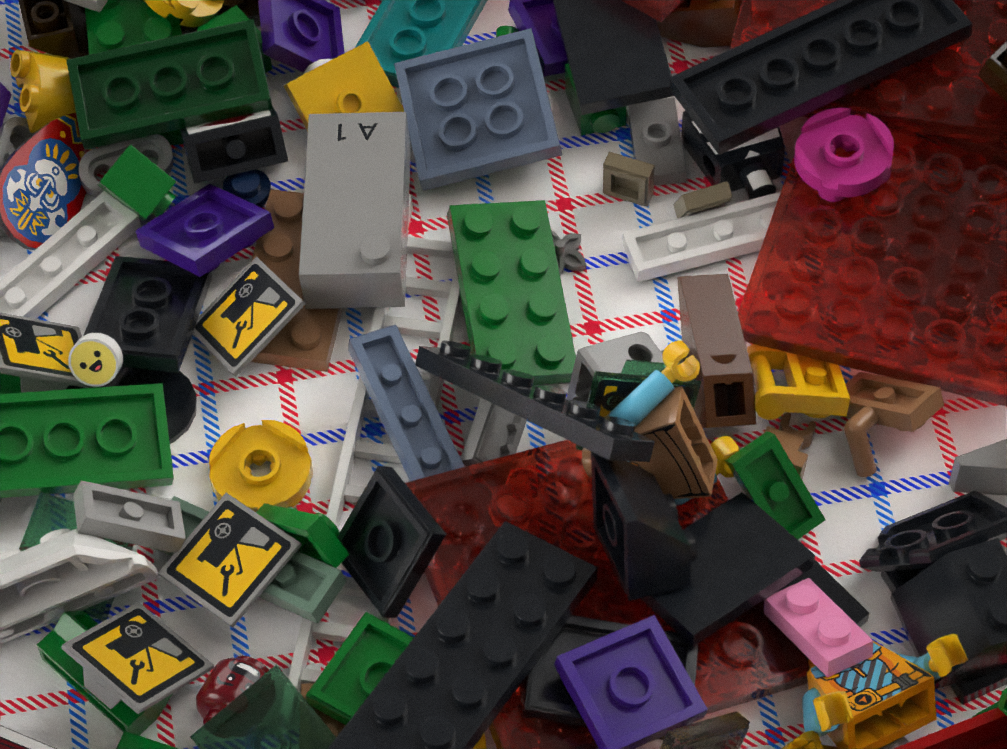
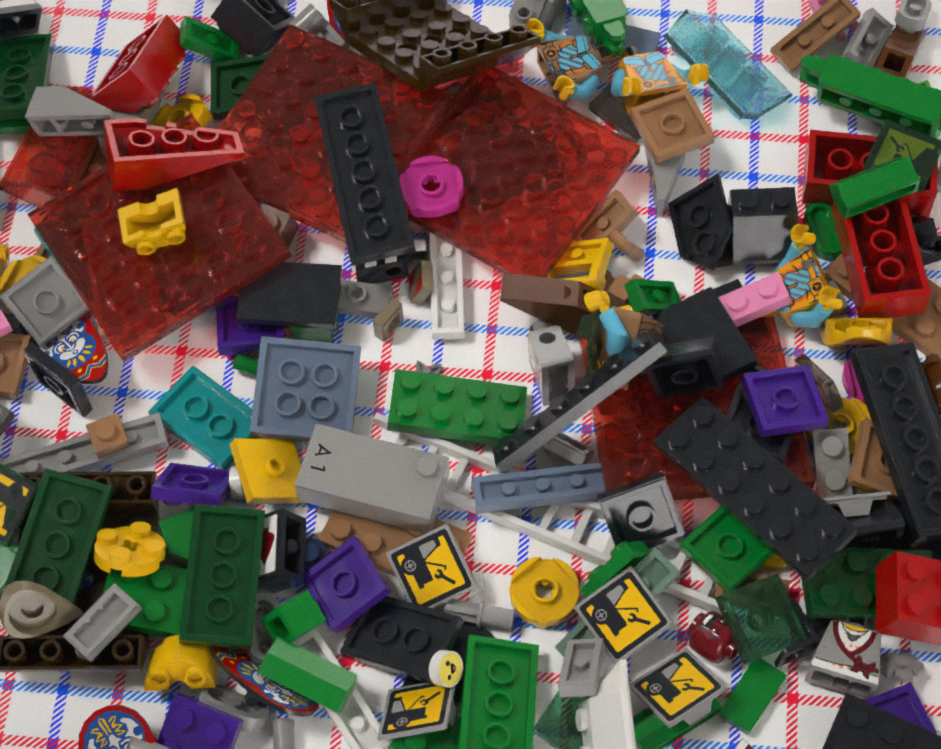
camera: 75 degrees left, 5 degrees up
(55, 216) = (308, 674): none -> green piece
(207, 401) = (481, 614): none -> light grey axle

